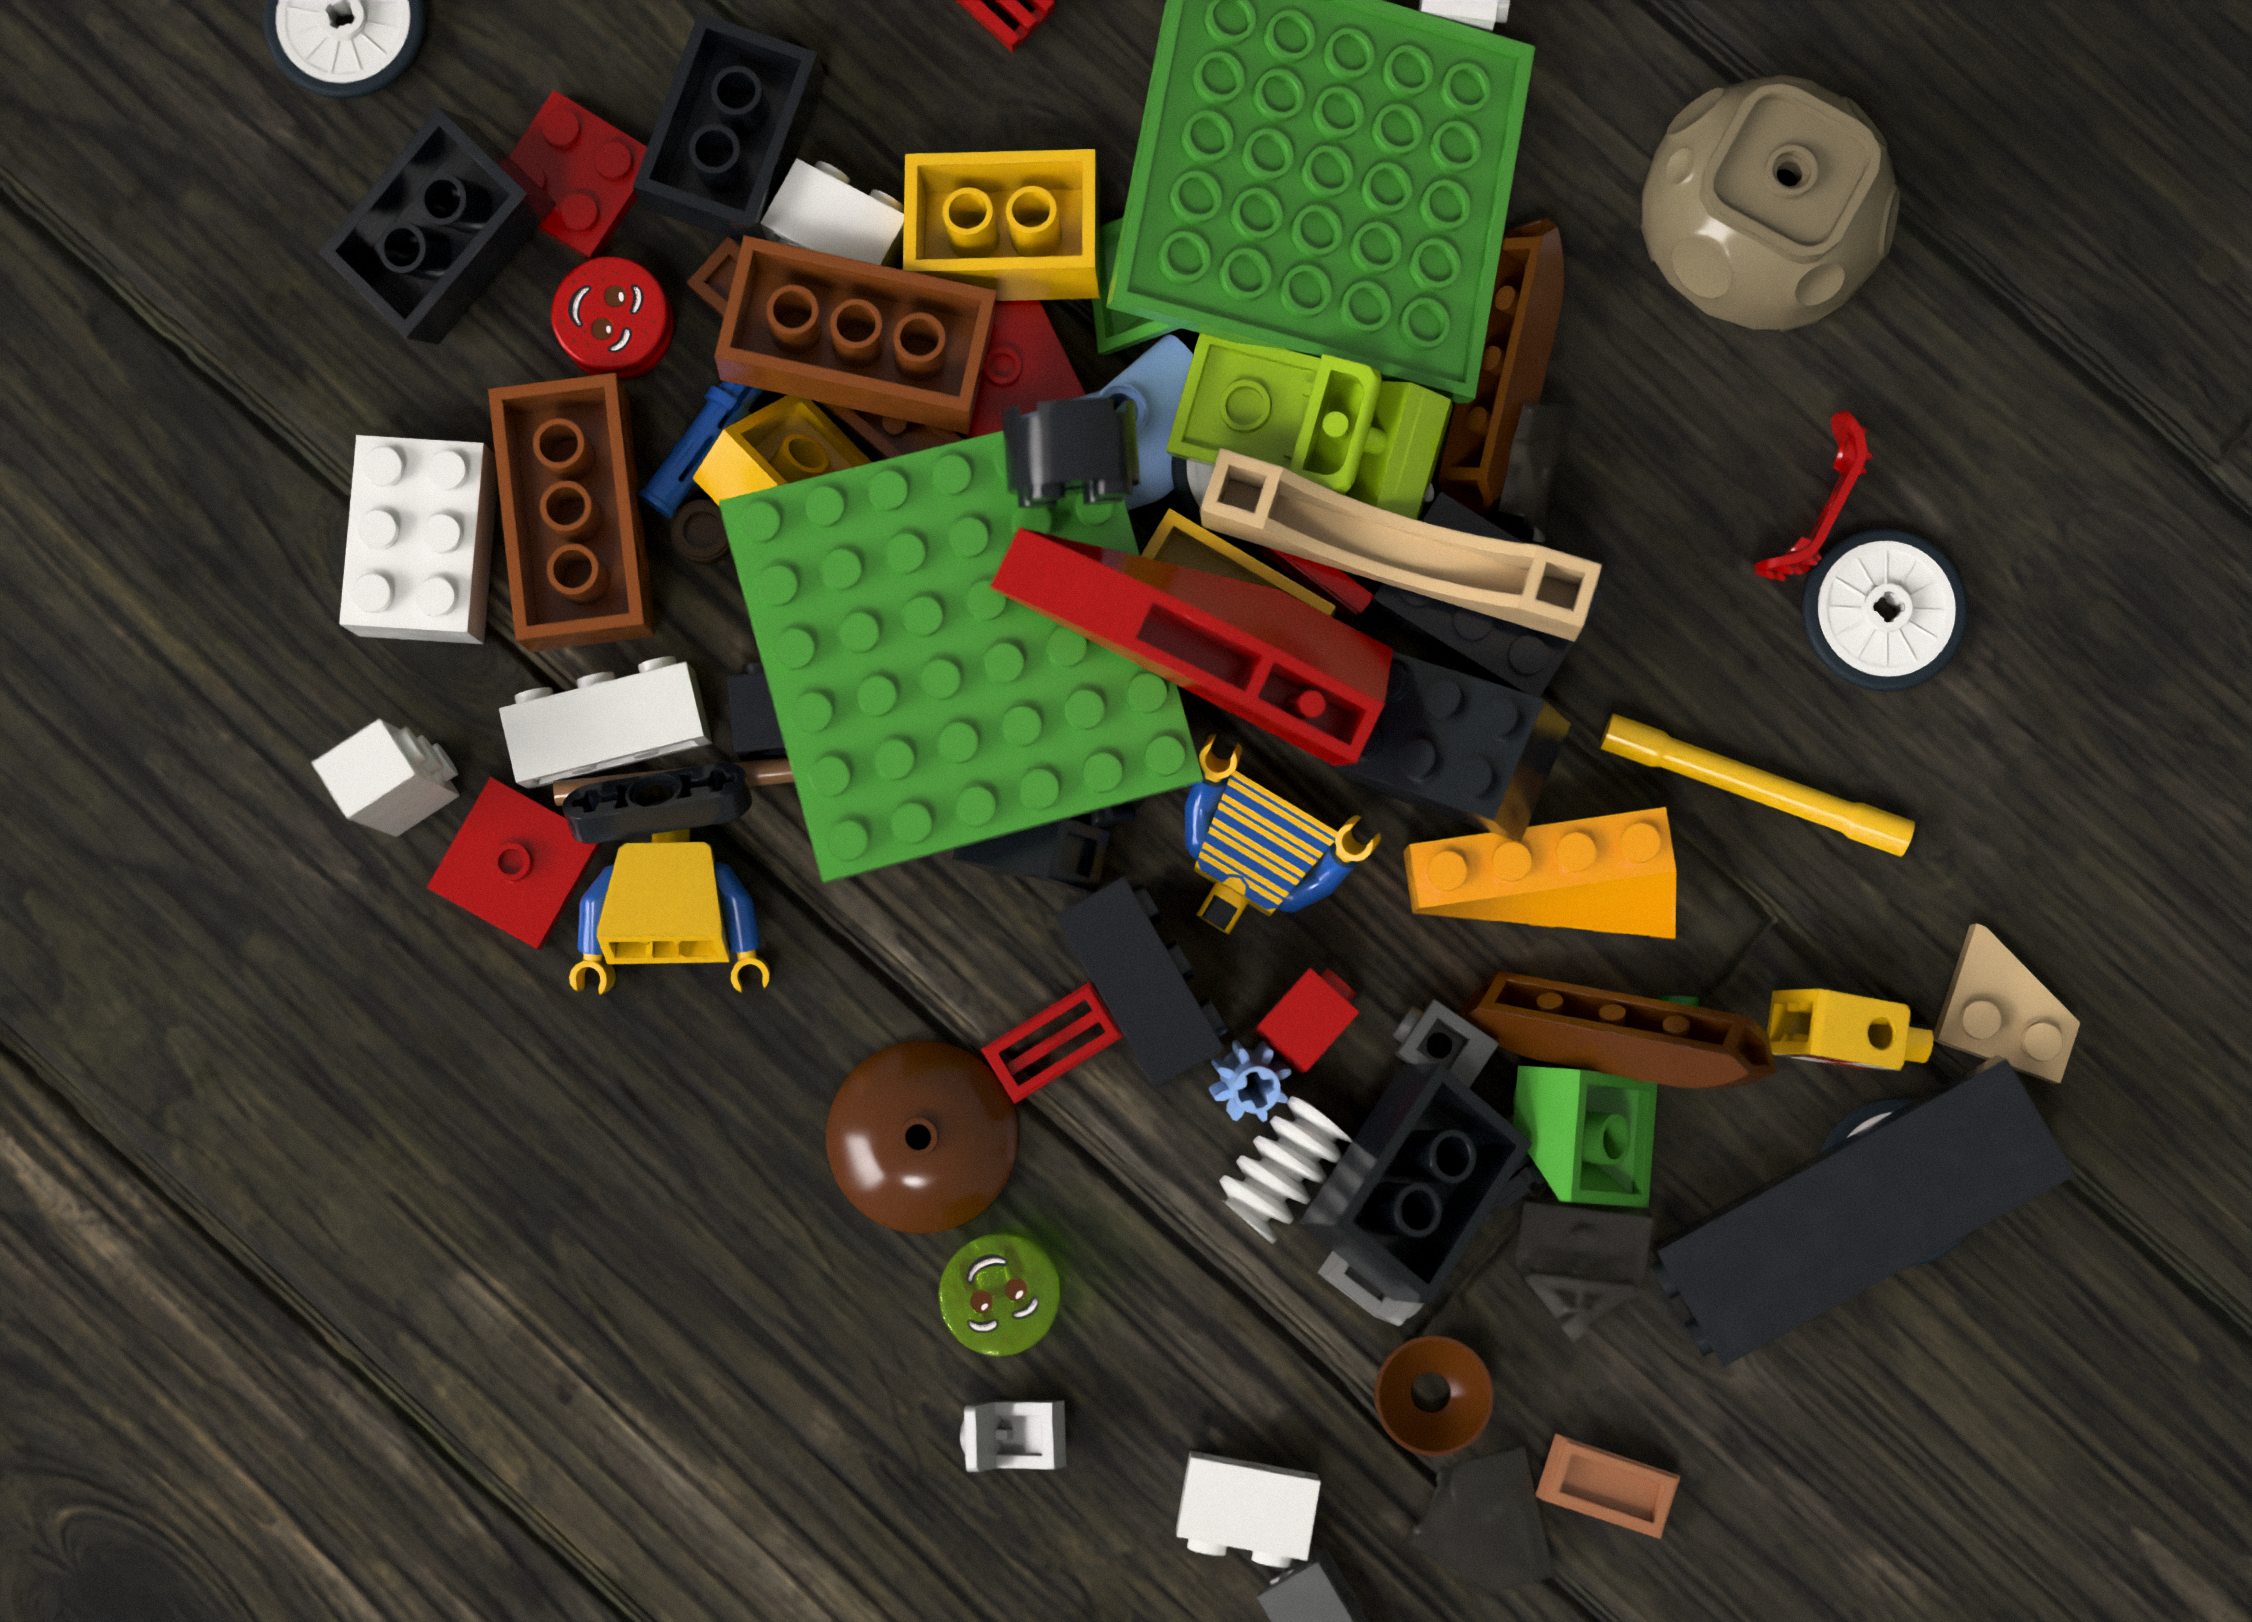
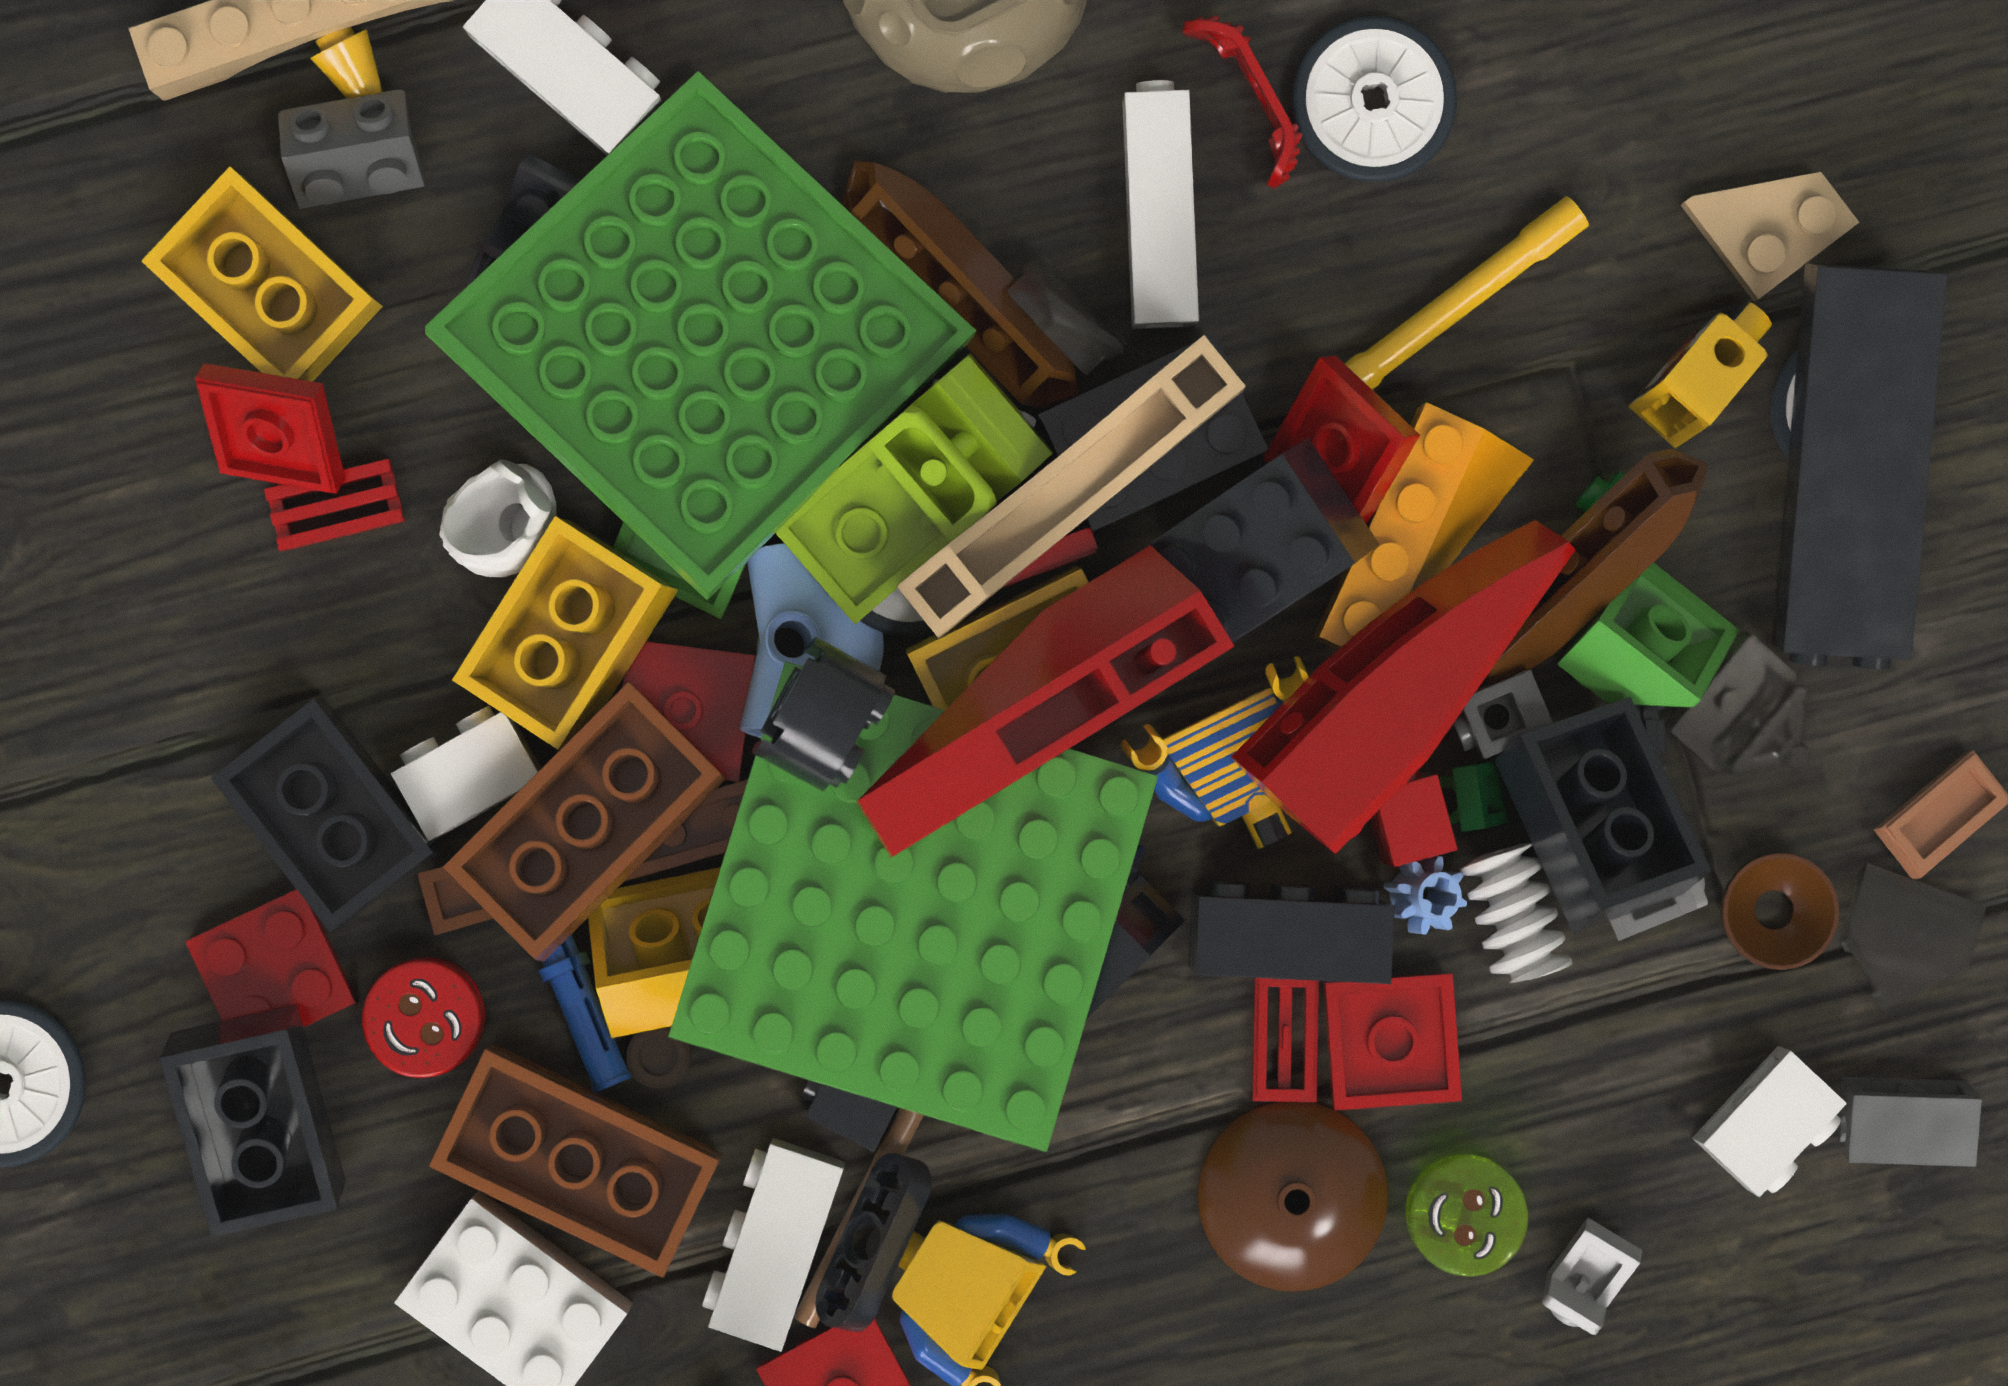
camera: 65 degrees left, 5 degrees up
(1062, 111) = (498, 518): none -> white hair
(1107, 1134) = (1392, 1042): none -> red plate
(1362, 1072) = (1479, 796): none -> dark green tile
(1410, 930) = (1398, 687): none -> red wedge
(1599, 760) = (1351, 431): none -> red plate
(1678, 487) = (1160, 206): none -> white brick

